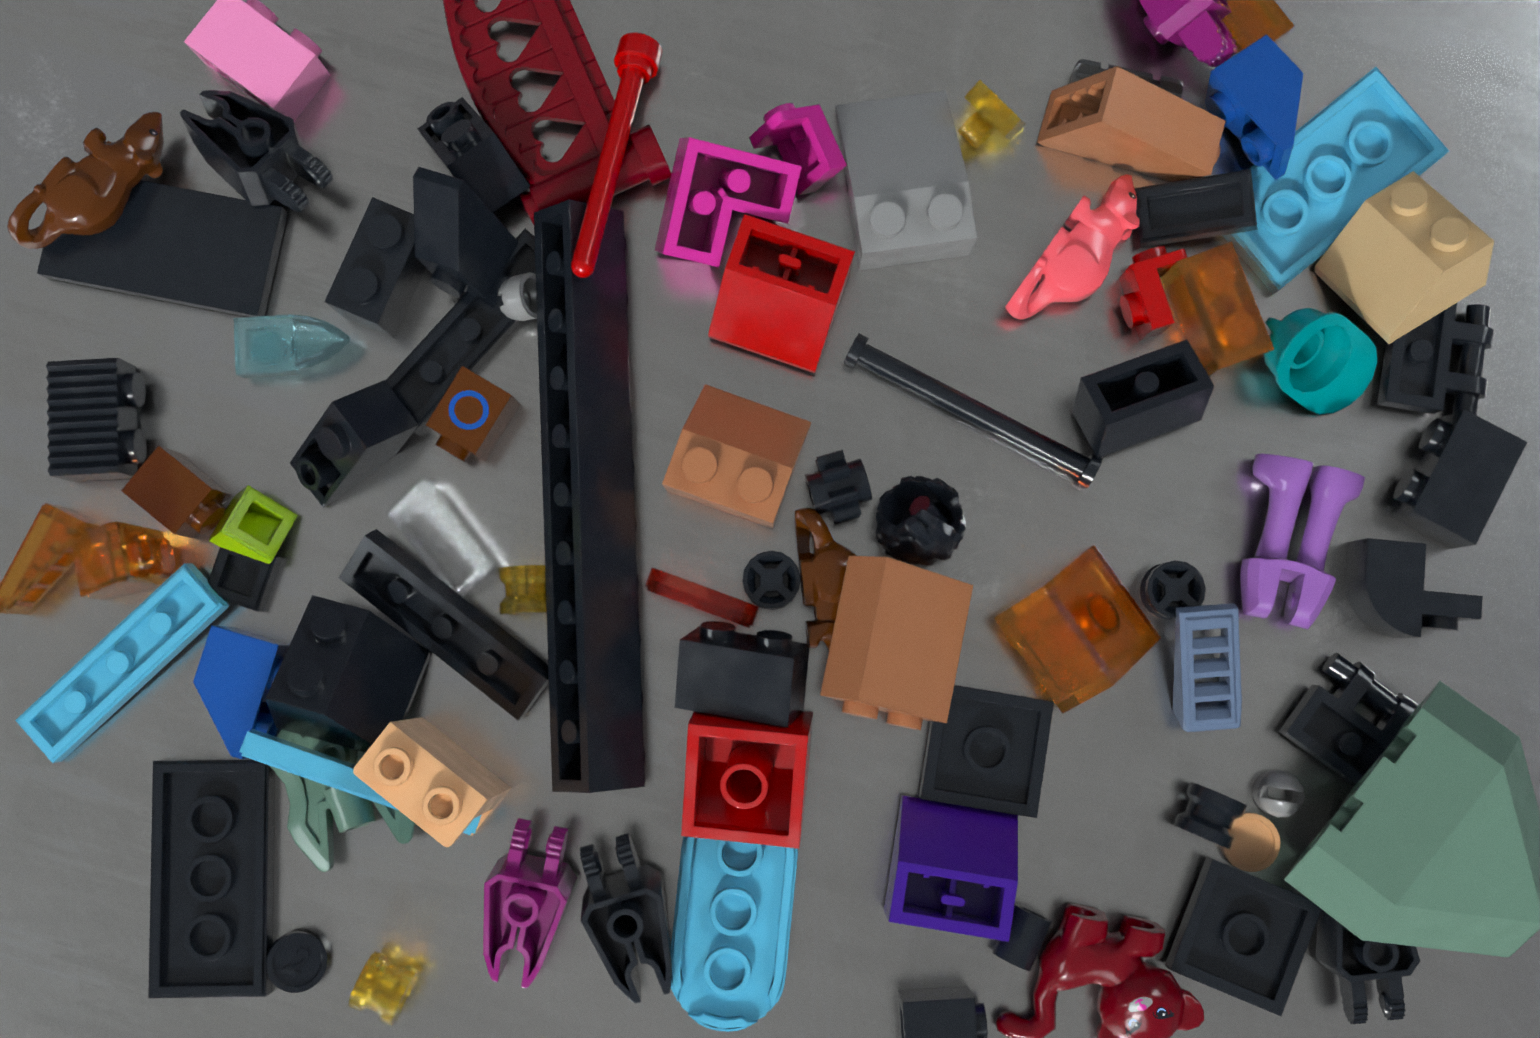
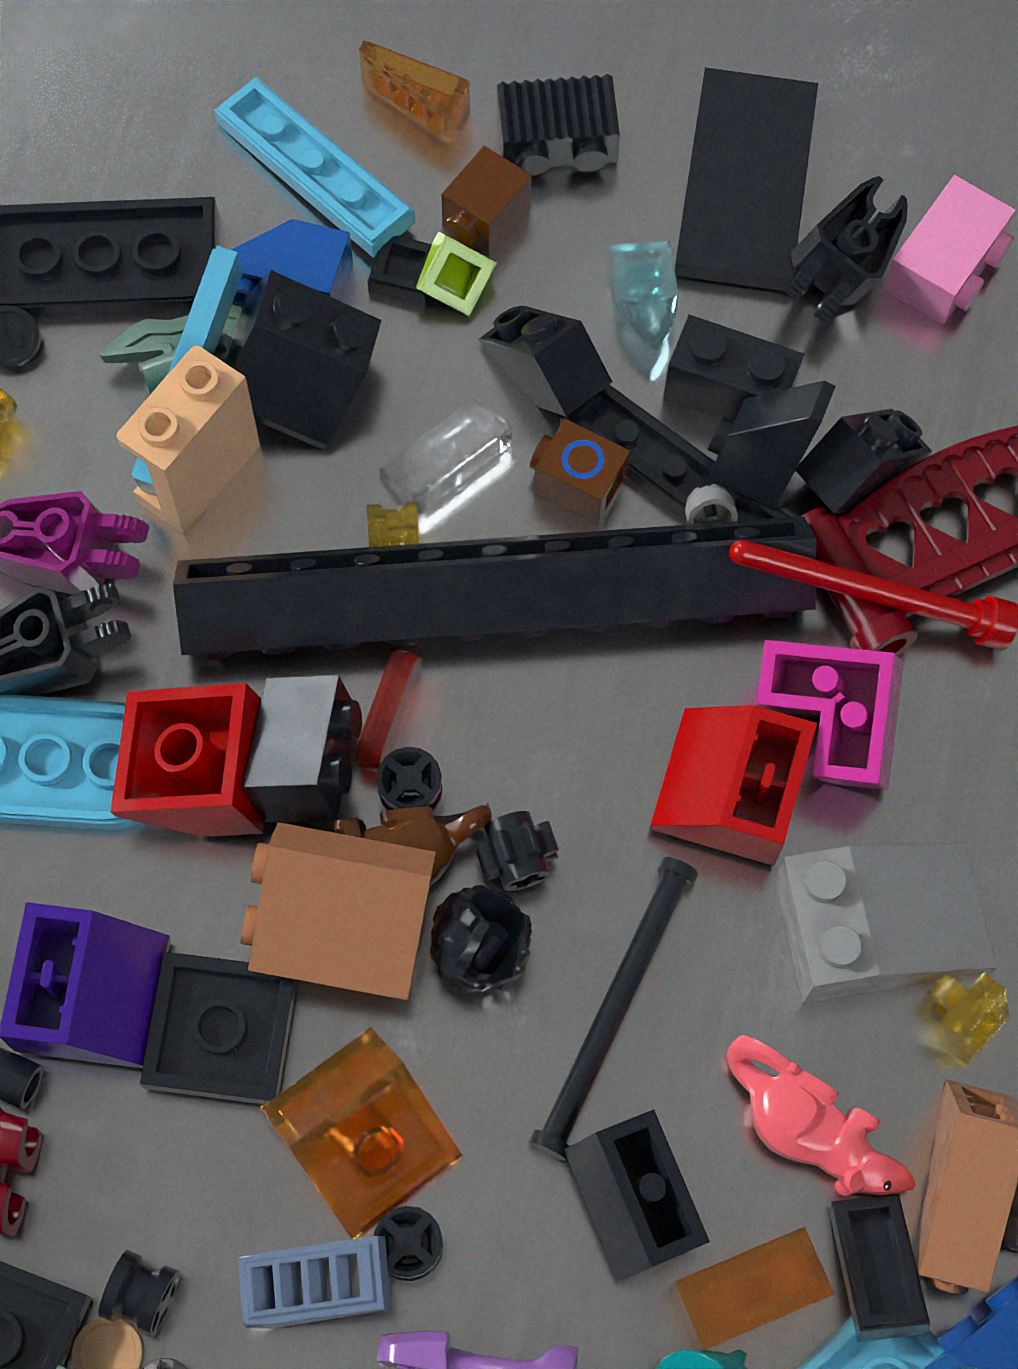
camera: 85 degrees right, 15 degrees down
(92, 192) = (788, 104): reddish brown animal -> none
(121, 560) = (414, 154): clear orange slope -> none
(446, 624) = (355, 456): black plate -> none
(736, 456) = (548, 742): nougat slope -> none
(802, 140) = (915, 804): dark pink bracket -> none
(1144, 298) = (756, 1203): red bracket -> none

